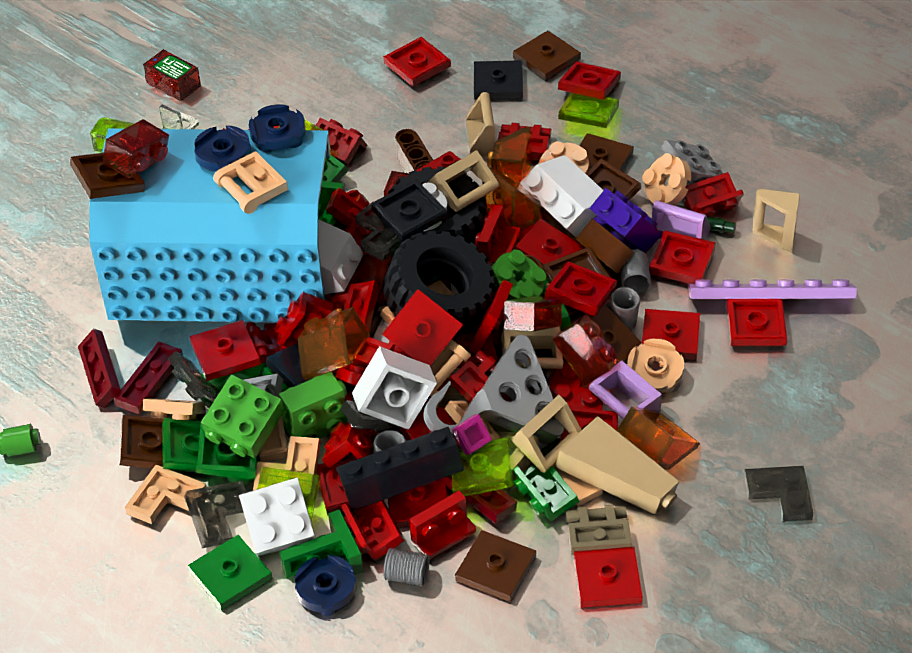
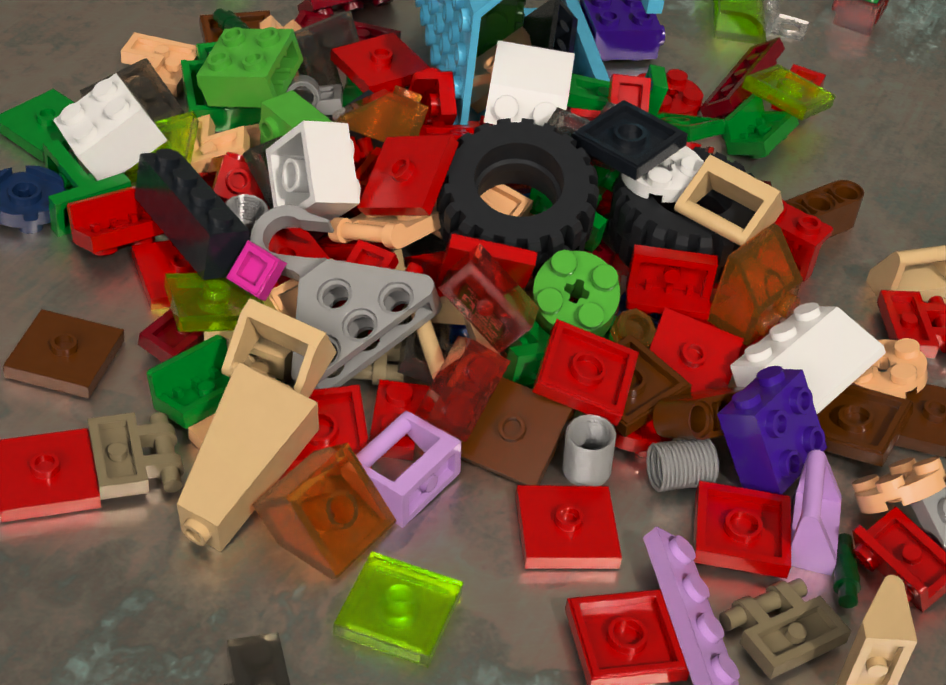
camera: 70 degrees right, 5 degrees down
(153, 433) = (228, 20): none -> dark green animal
(342, 141) = (820, 140): red bracket -> none
(406, 567) = (49, 259): light grey piece -> none
(441, 525) = (120, 283): red bracket -> none
(512, 154) = (855, 286): clear orange slope -> none
(668, 358) = (484, 521): light nougat plate -> none
(726, 416) = (398, 609): none -> clear neon green plate
(758, 254) = (790, 637): none -> dark tan plate

